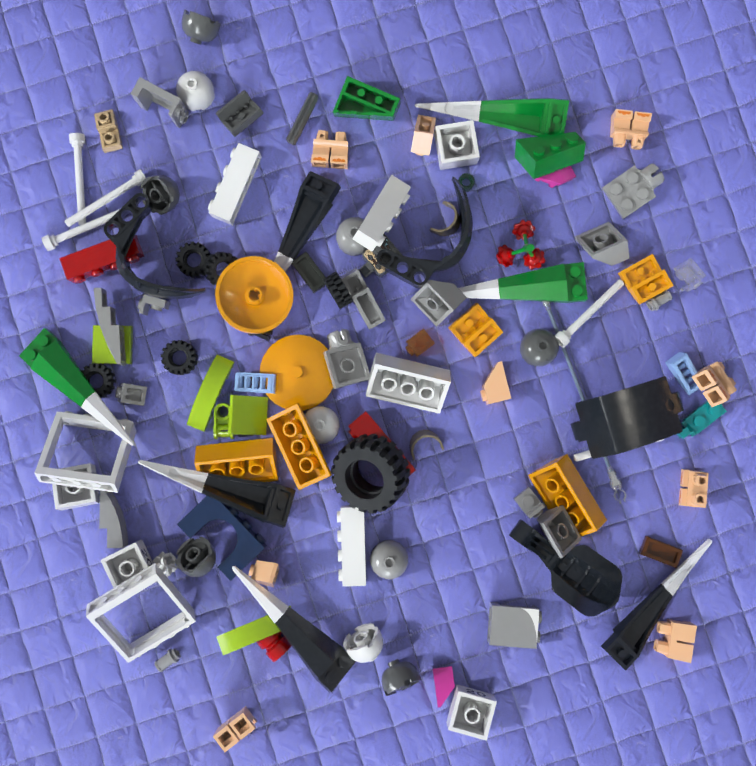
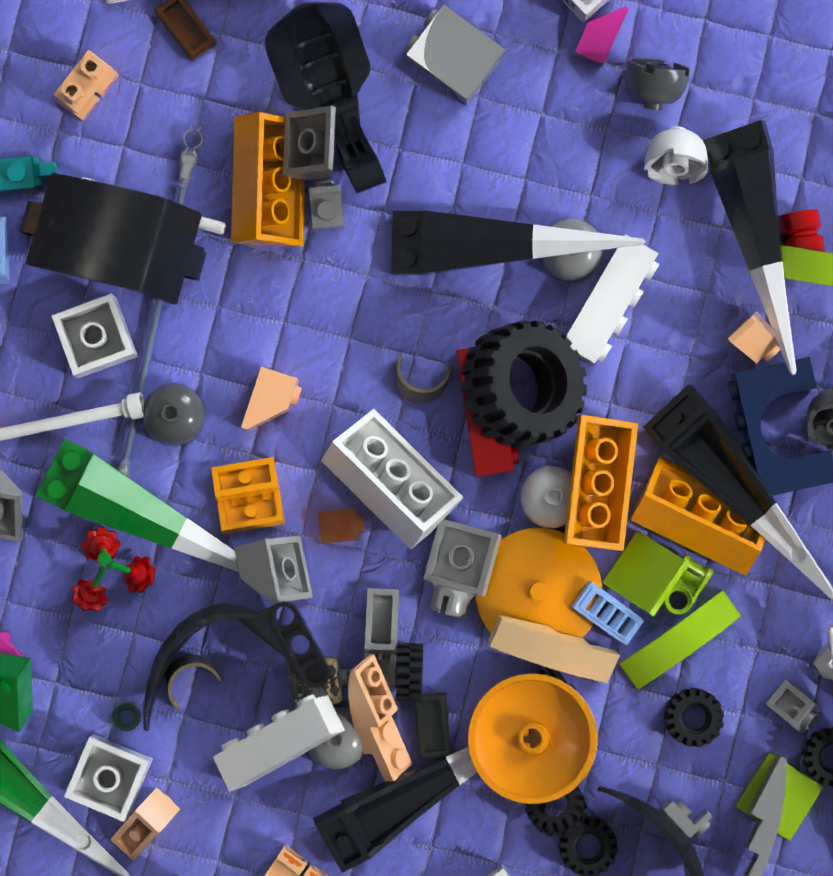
camera: 145 degrees left, 0 degrees up
(272, 346) = (552, 649): none -> tan slope
(342, 255) = (371, 715): none -> light nougat slope
(457, 522) = (448, 242): none -> black plate
(606, 361) = (94, 336): none -> white brick

